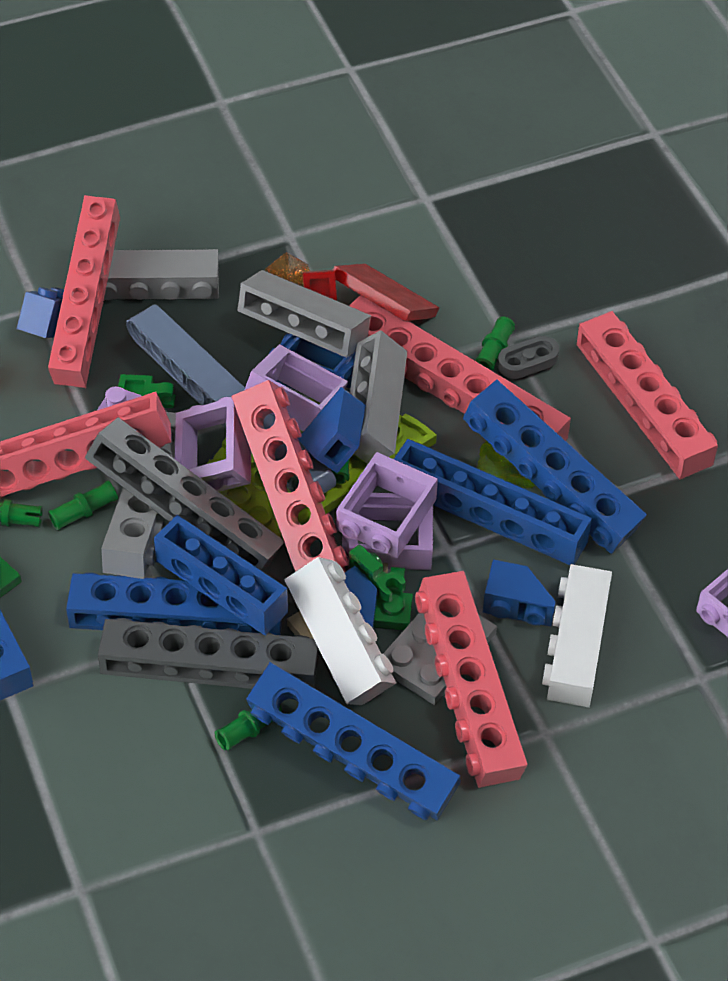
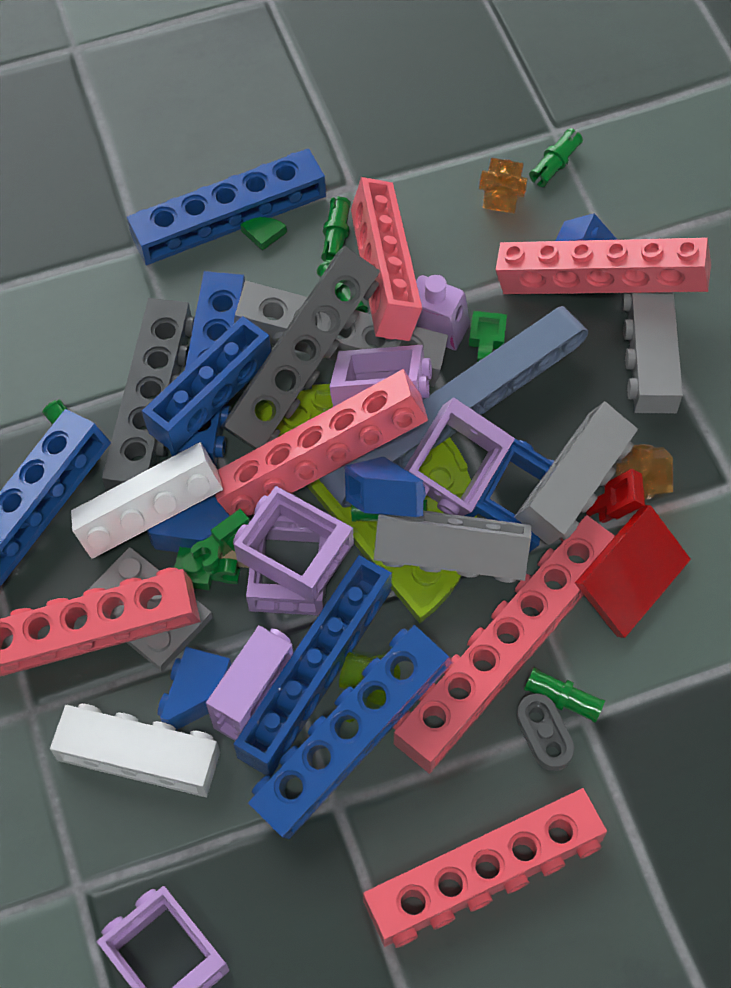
camera: 95 degrees right, 10 degrees up
(521, 525) = (248, 680): none -> lavender window

